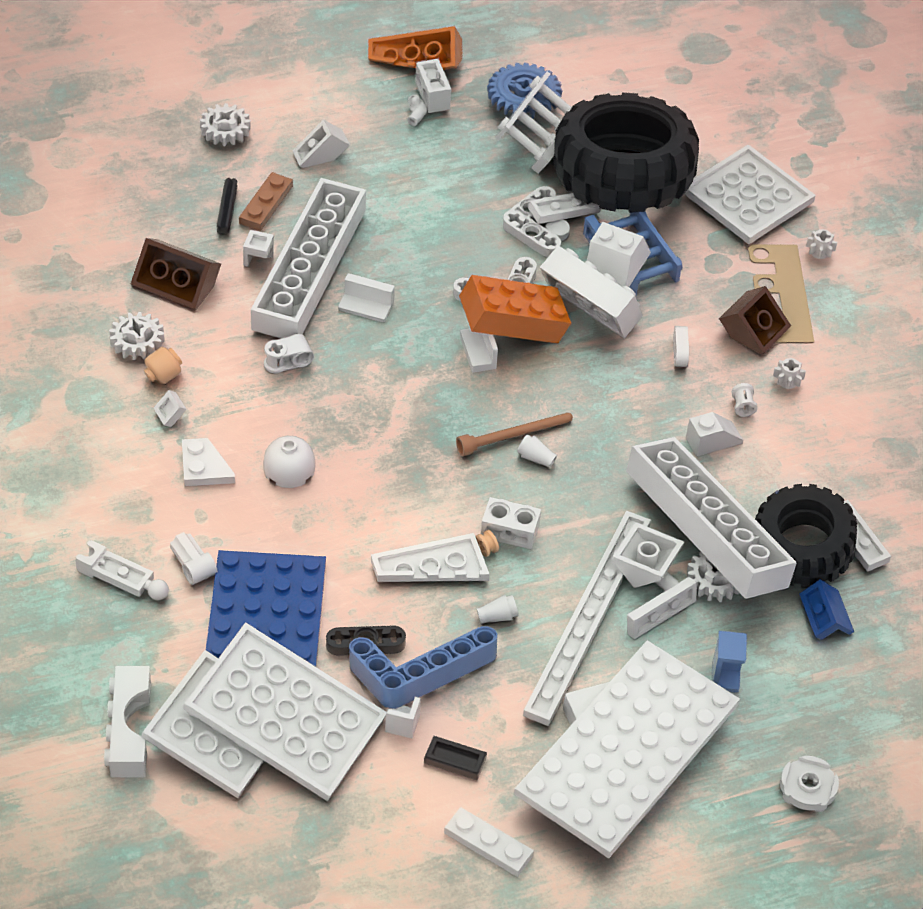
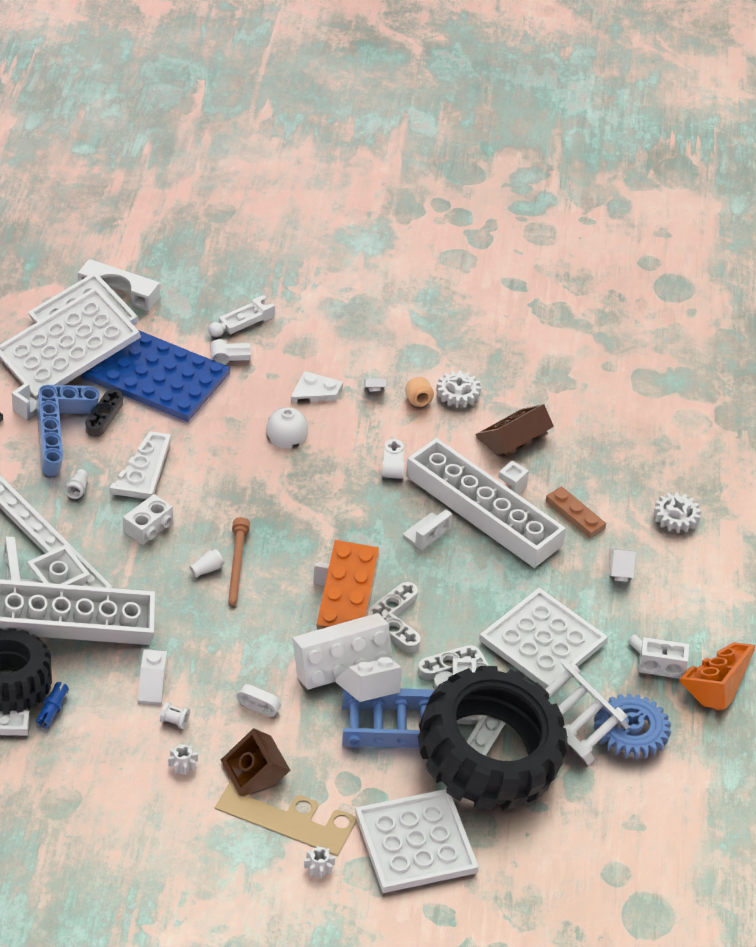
camera: 115 degrees right, 5 degrees down
(227, 206) = (580, 486): black axle -> none
(457, 176) = (540, 635): none -> white plate
(487, 543) = (136, 496): light nougat bush -> none

